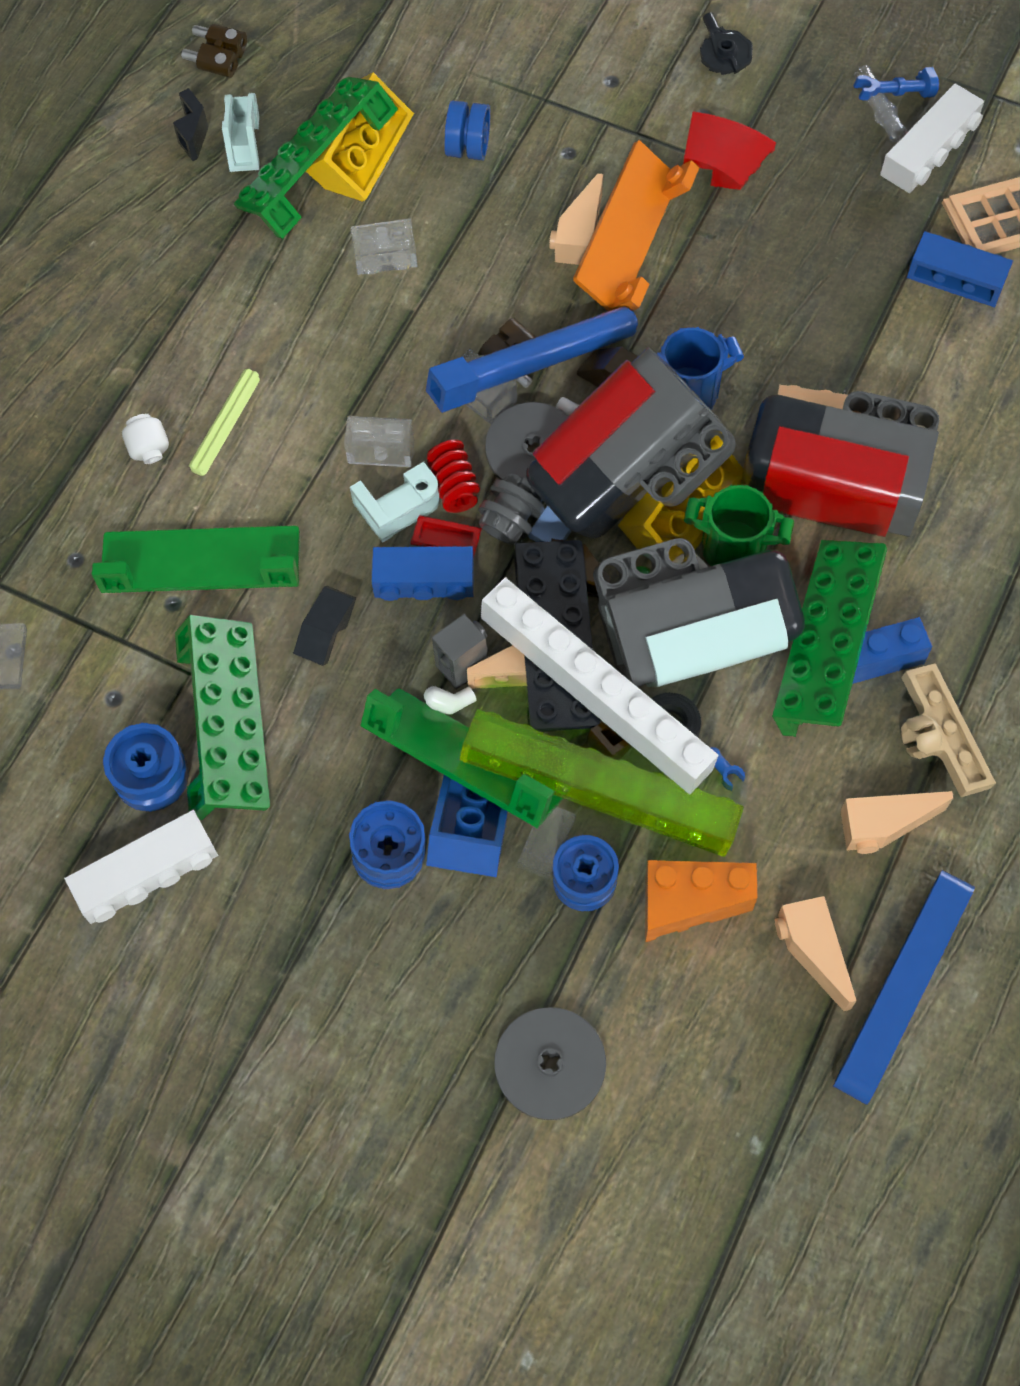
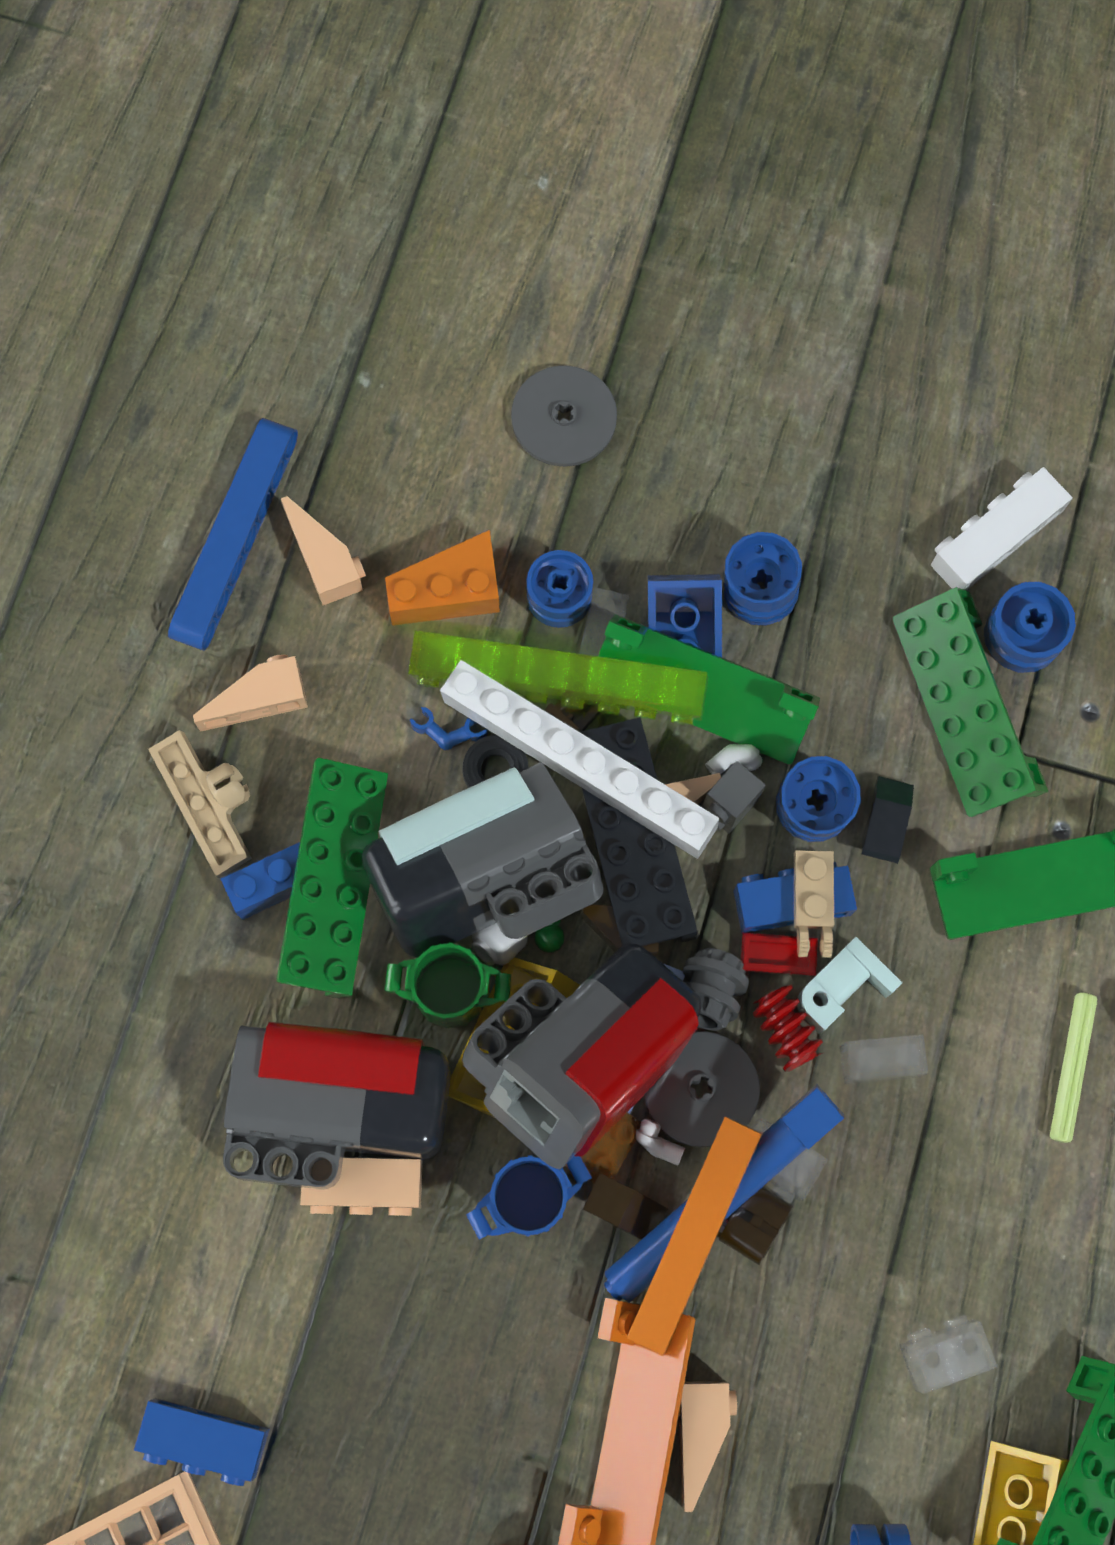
camera: 165 degrees right, 10 degrees up
(380, 624) = (828, 781): none -> blue wheel
(408, 555) = (814, 899): none -> tan hinge
(562, 324) = (694, 1236): none -> orange tile

